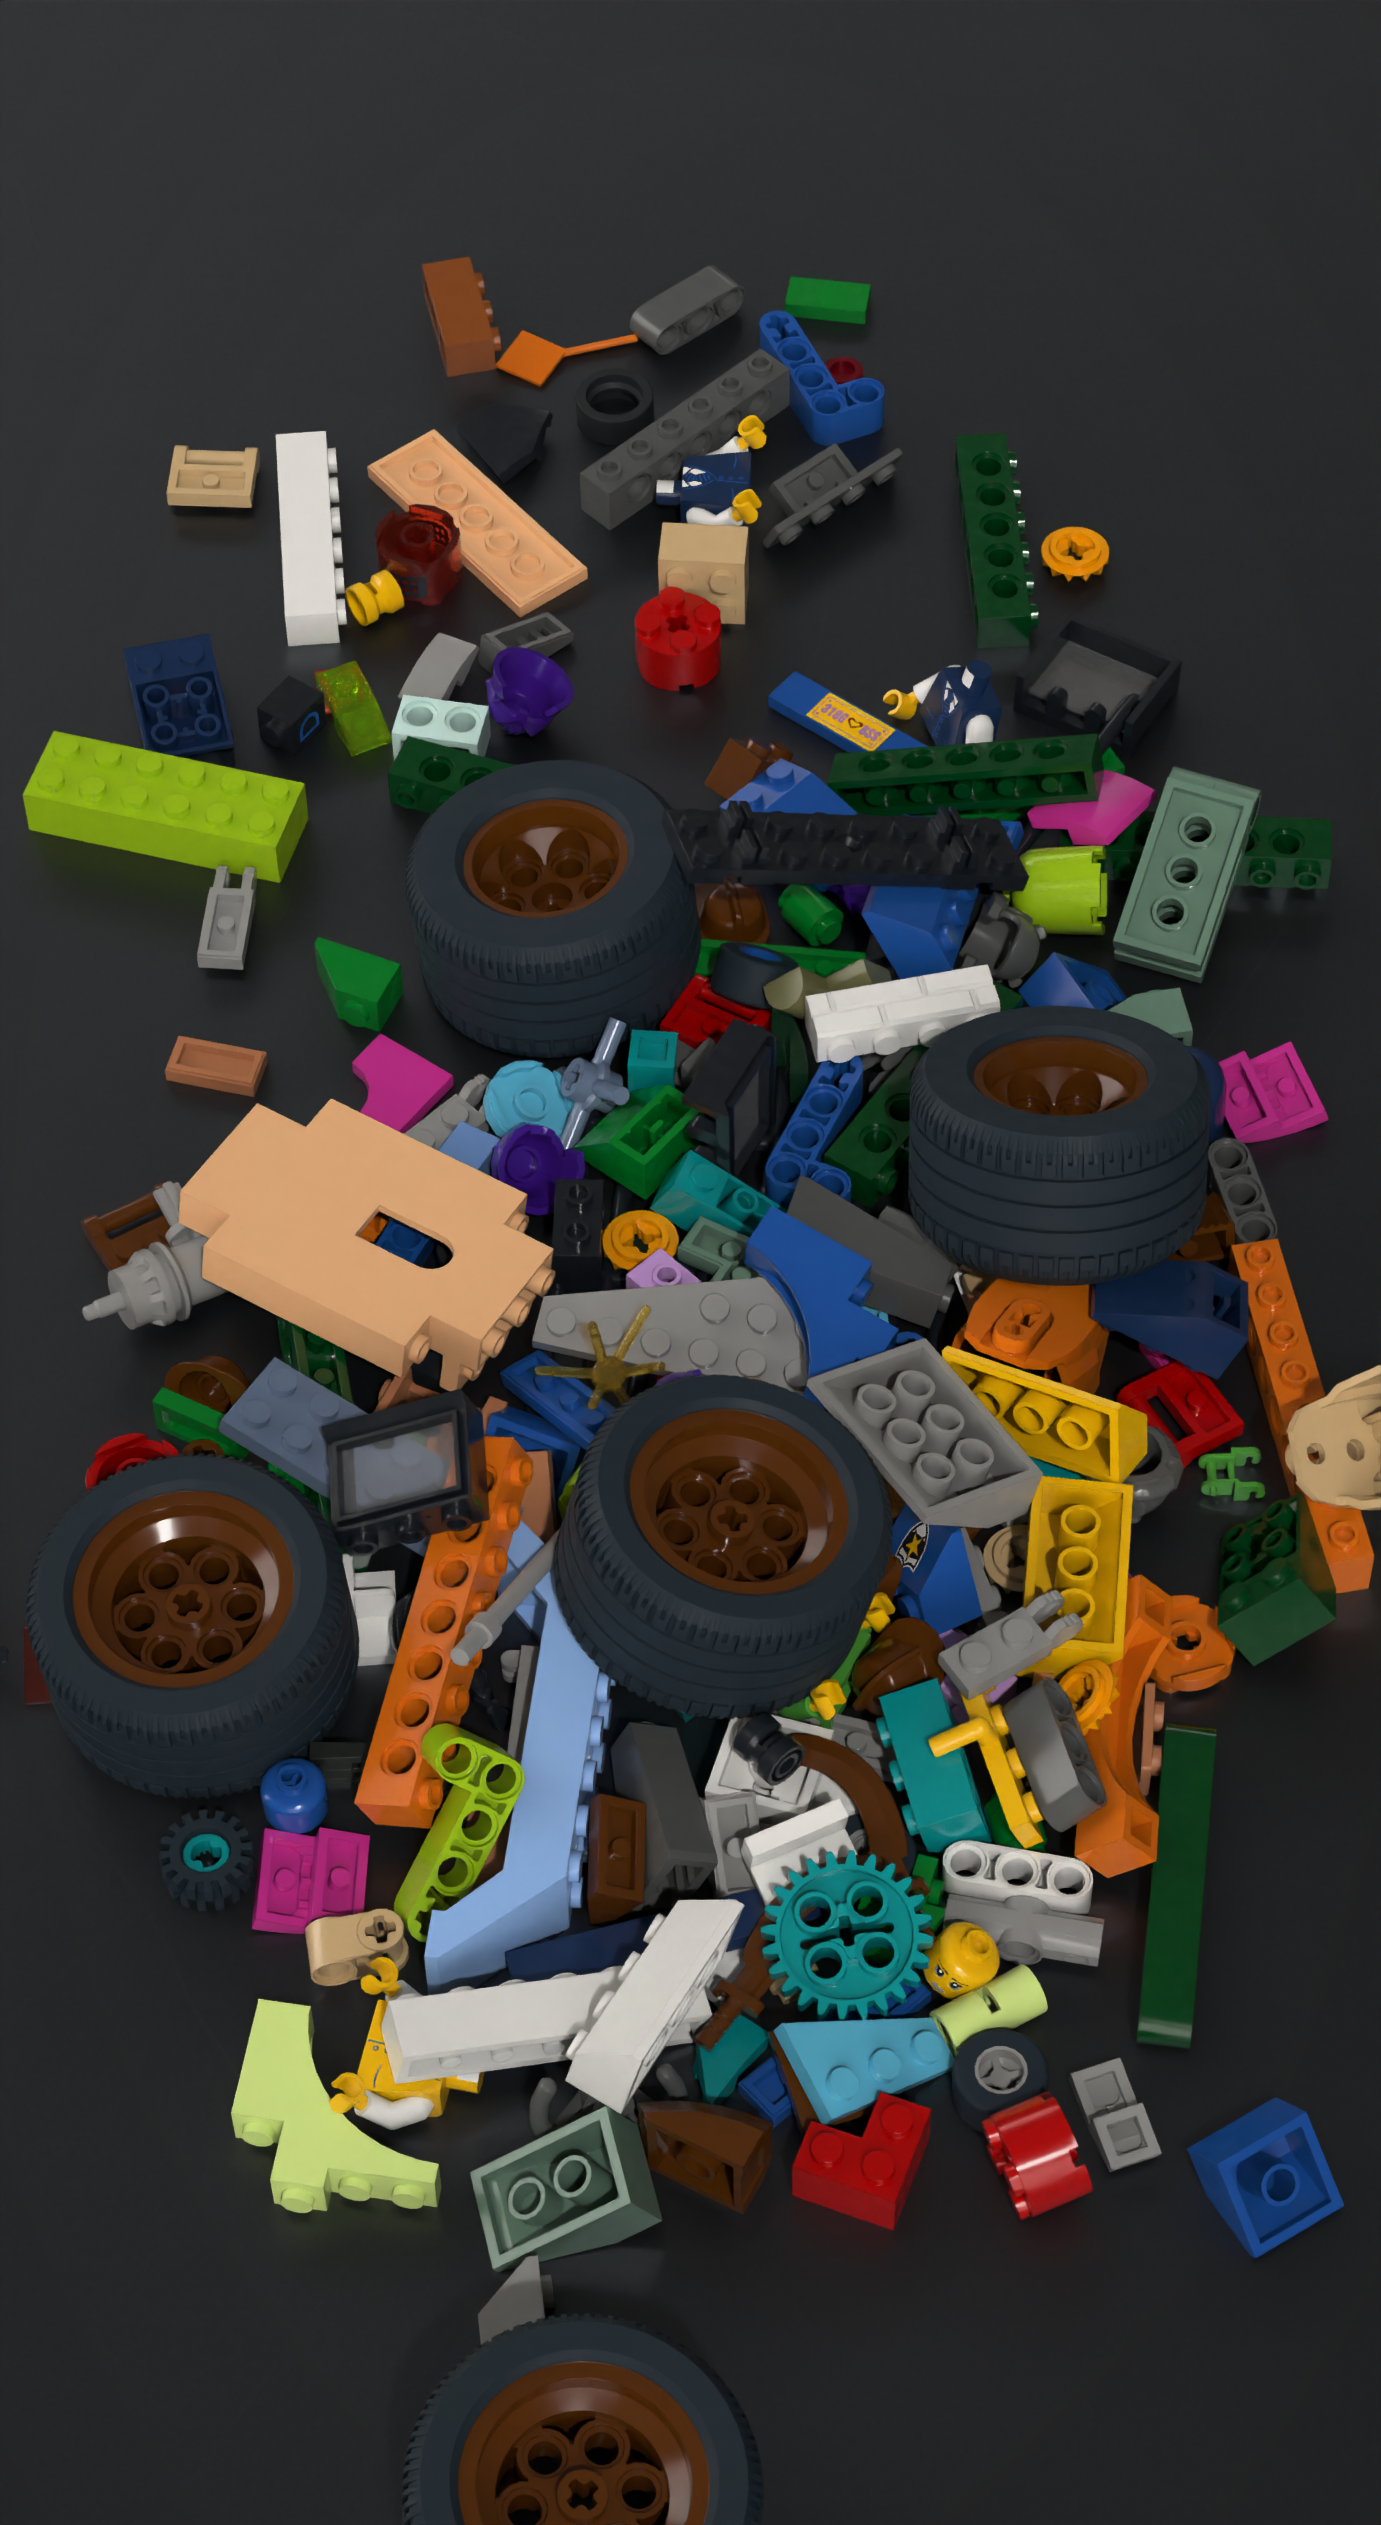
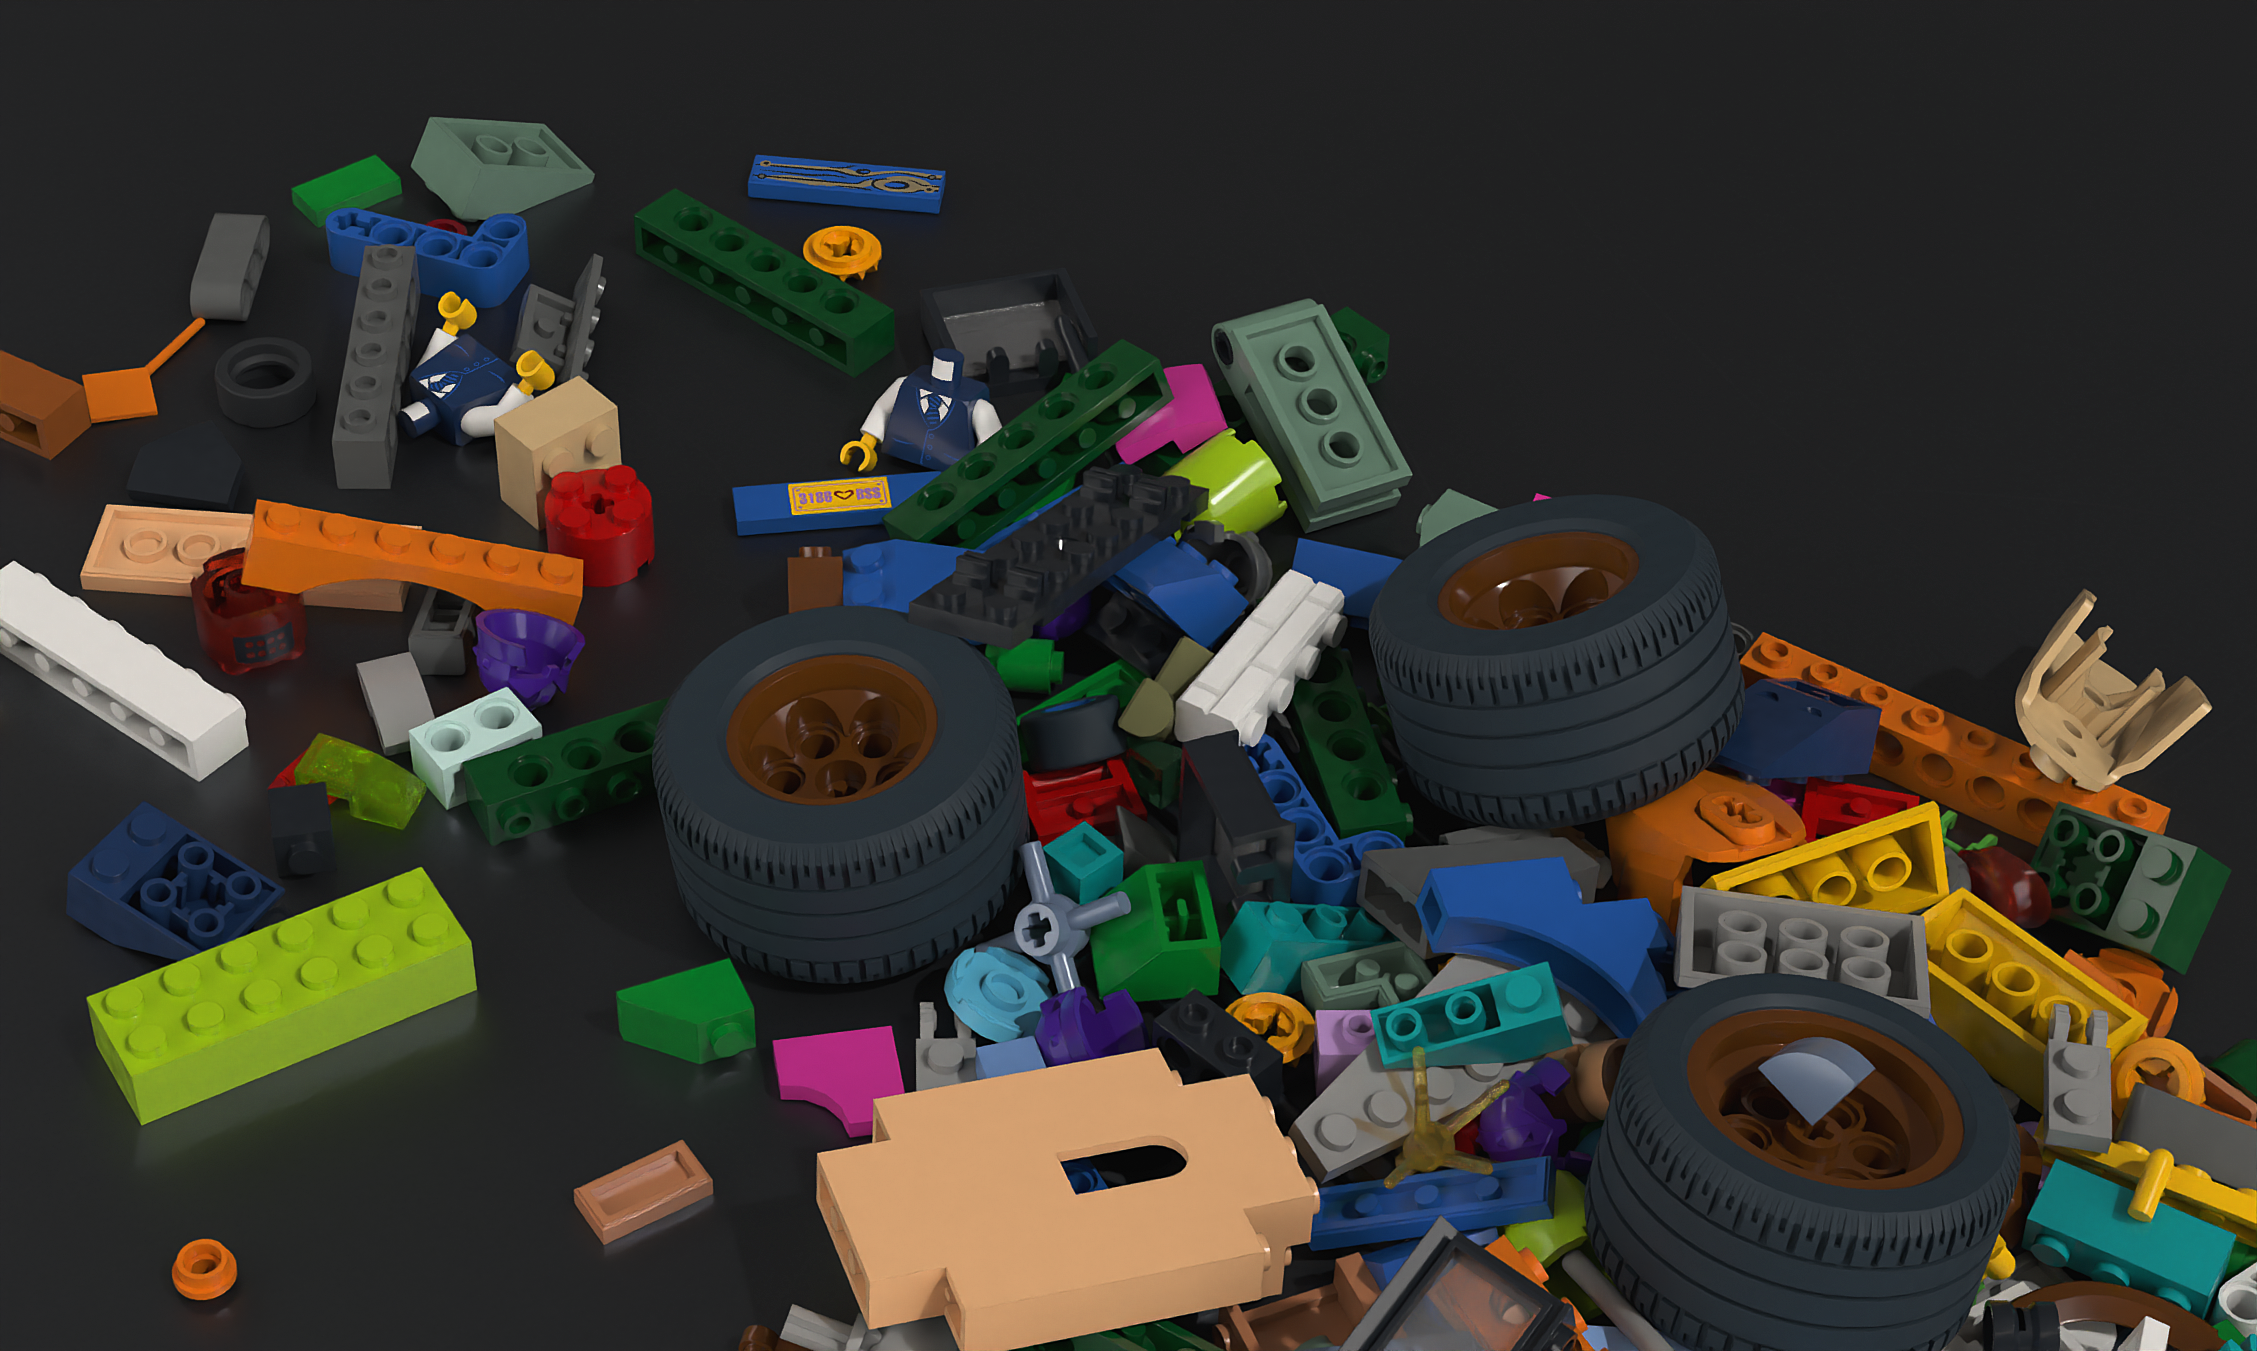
camera: 50 degrees left, 10 degrees down
(227, 921) = (482, 1052): light grey hinge -> none
(374, 598) = (250, 673): yellow wheel -> none
(462, 539) = (309, 548): none -> orange arch
(710, 1323) = (1477, 1022): none -> teal slope
(757, 1486) = (1816, 1074): none -> sand blue brick
(933, 343) = (495, 166): none -> sand green slope
(1147, 504) = (847, 184): none -> blue tile
(1186, 1516) = (2008, 885): none -> clear red piece

